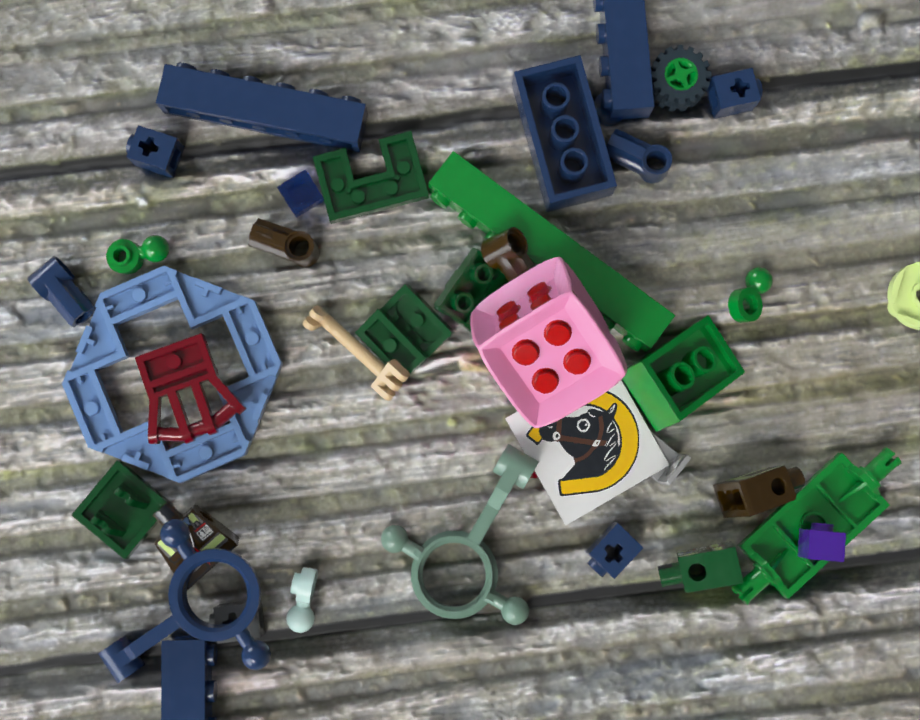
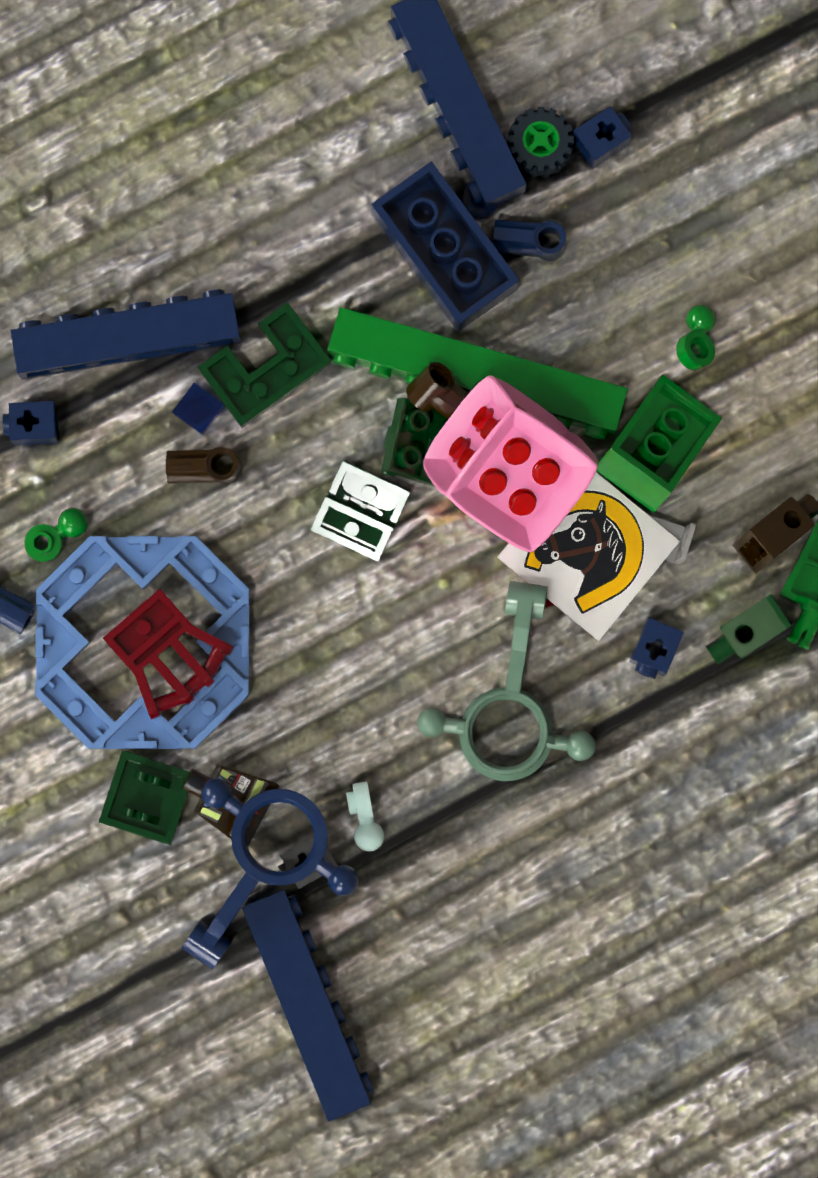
camera: 20 degrees left, 0 degrees up
(388, 376) = (360, 561): tan hinge -> none

